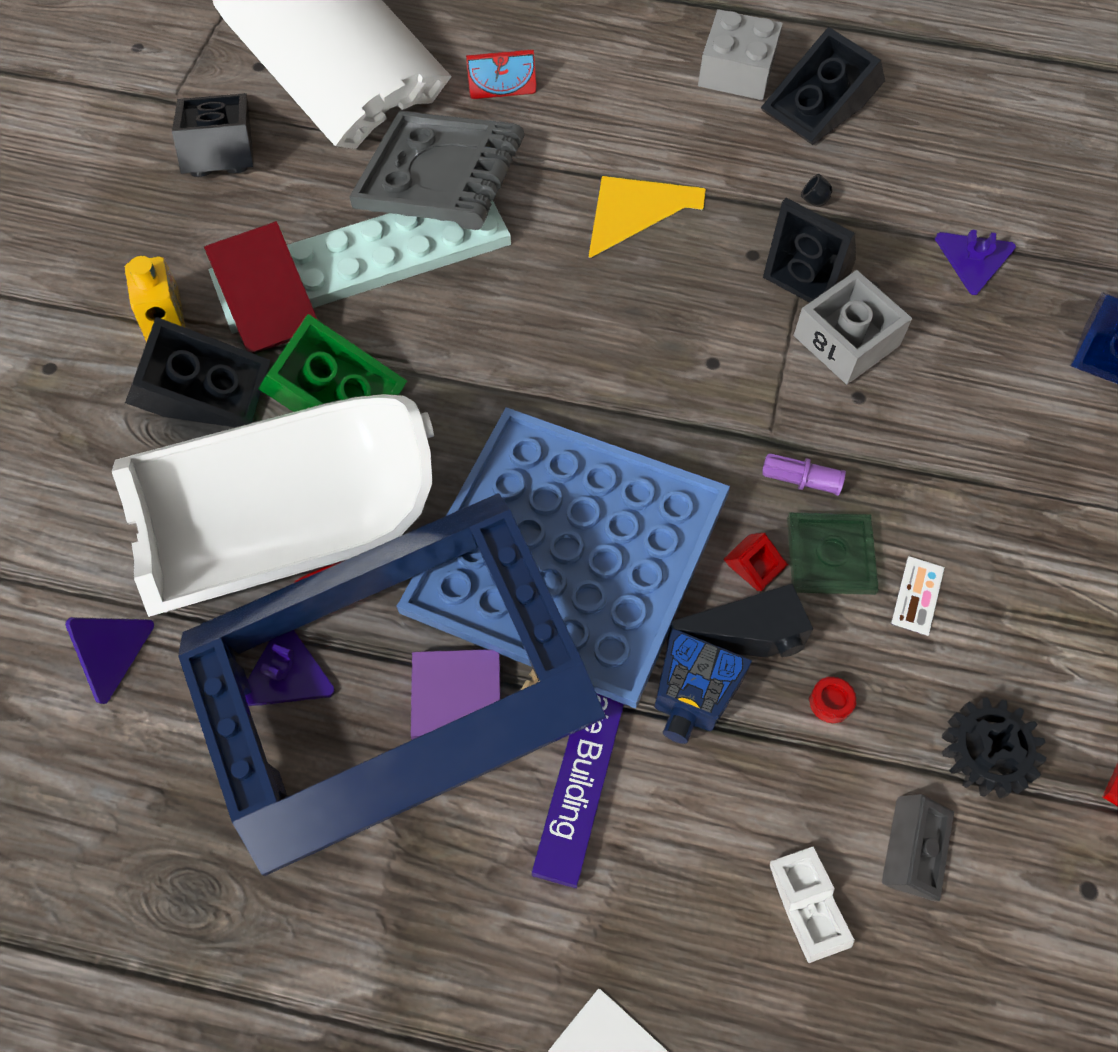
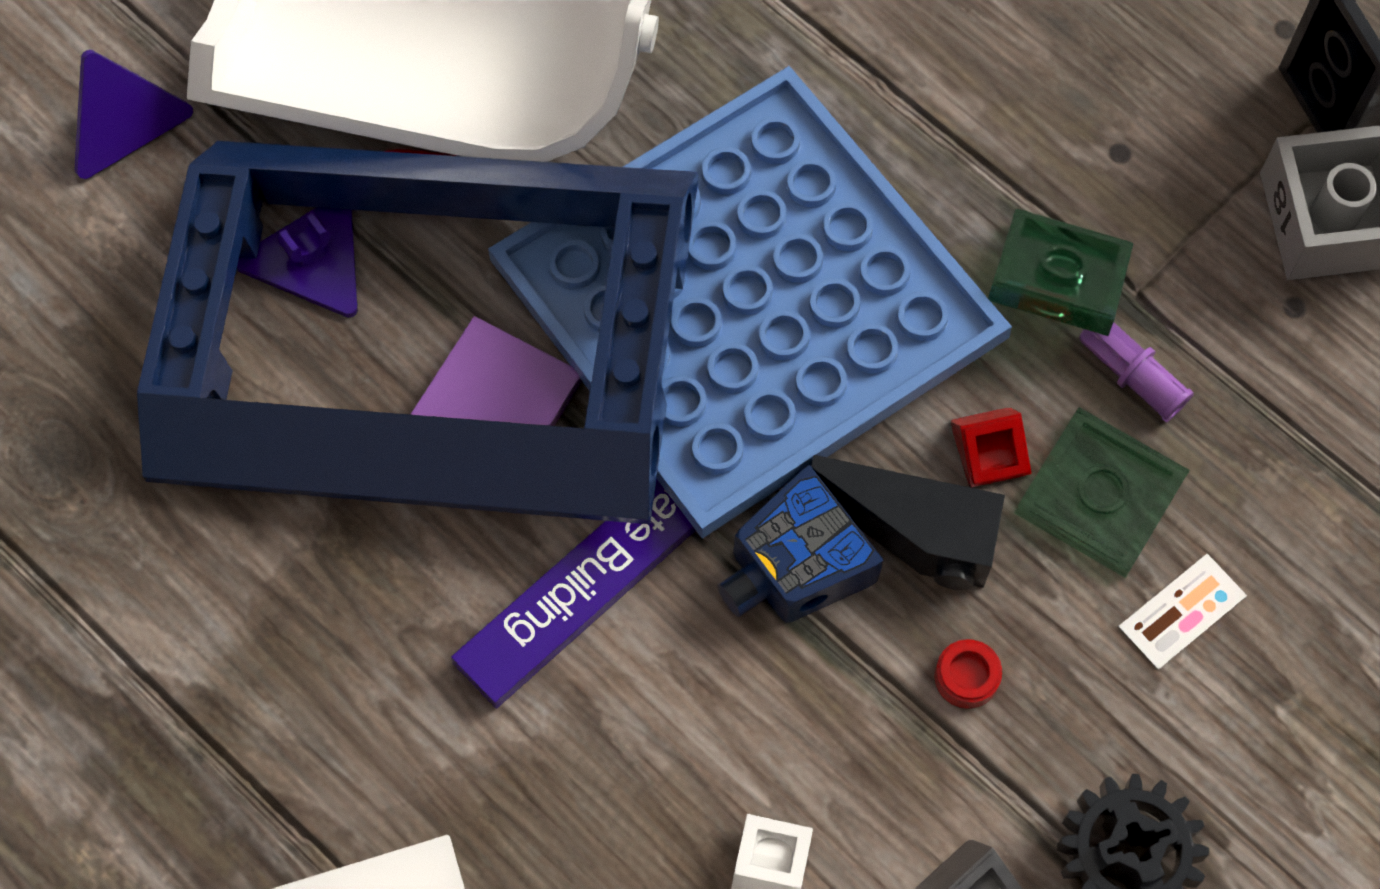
camera: 30 degrees right, 5 degrees up
(731, 442) = (1061, 272): none -> clear green tile

